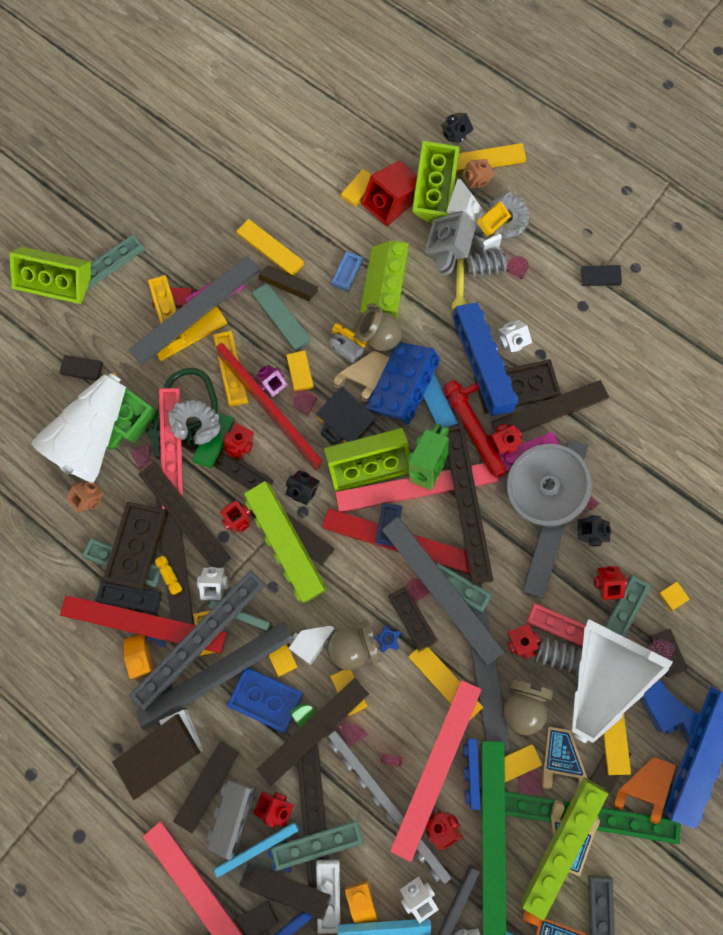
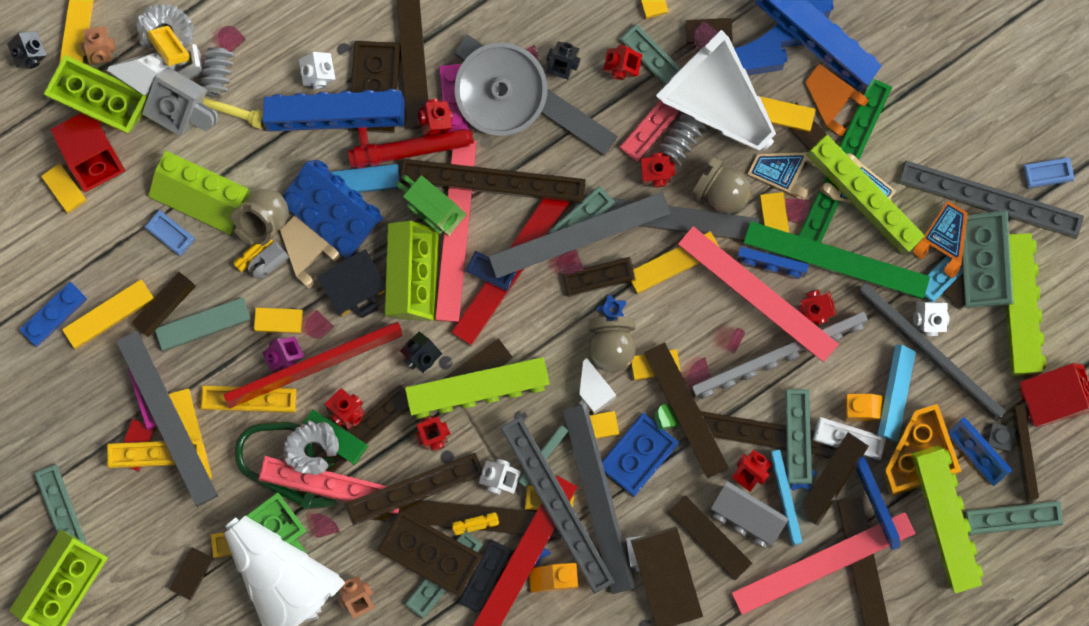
camera: 75 degrees left, 5 degrees up
(259, 210) = (53, 314): none -> blue plate
(418, 899) = (875, 349): white brick -> none

